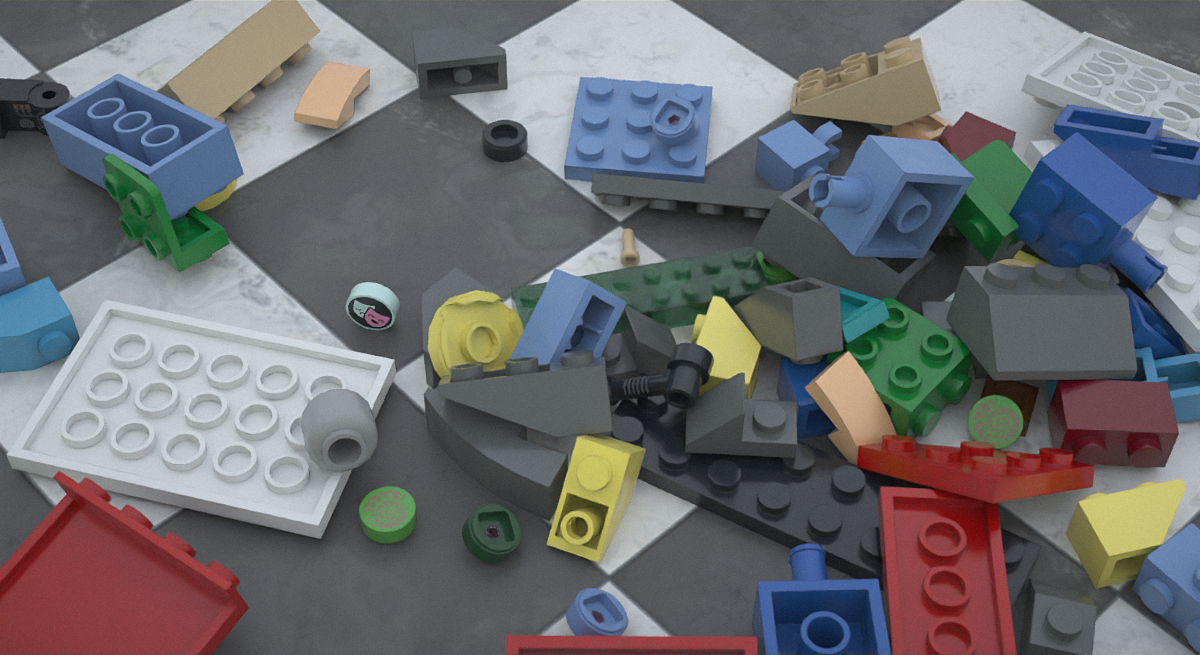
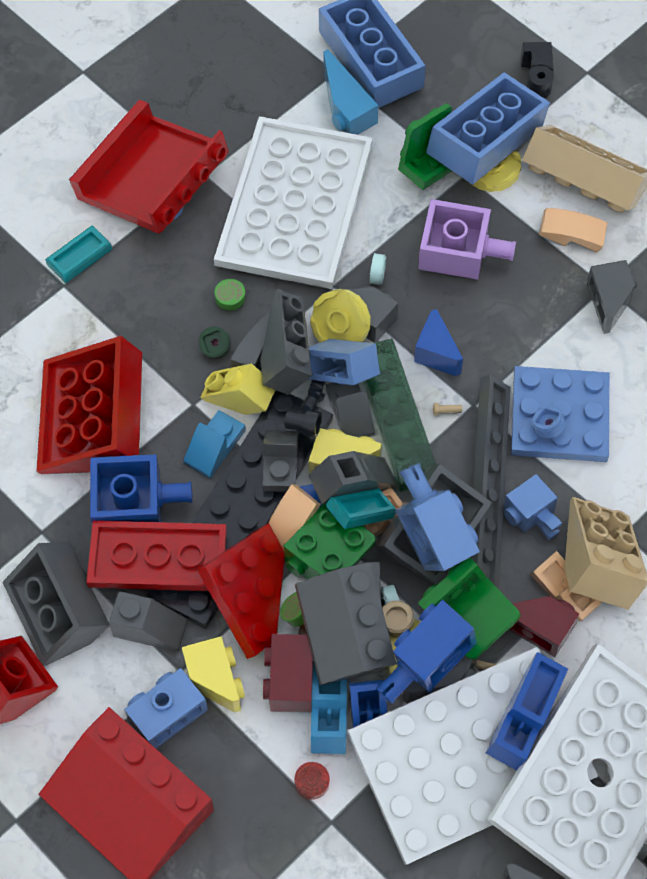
camera: 90 degrees right, 15 degrees up
(339, 202) = (458, 240): none -> lavender brick
(339, 430) = (265, 255): light grey head -> none
(504, 140) = (543, 333): black tile -> none
(522, 242) = (437, 348): none -> blue slope
(596, 614) = (158, 394): medium blue tile -> none
(698, 538) = (213, 443): none -> dark azure slope

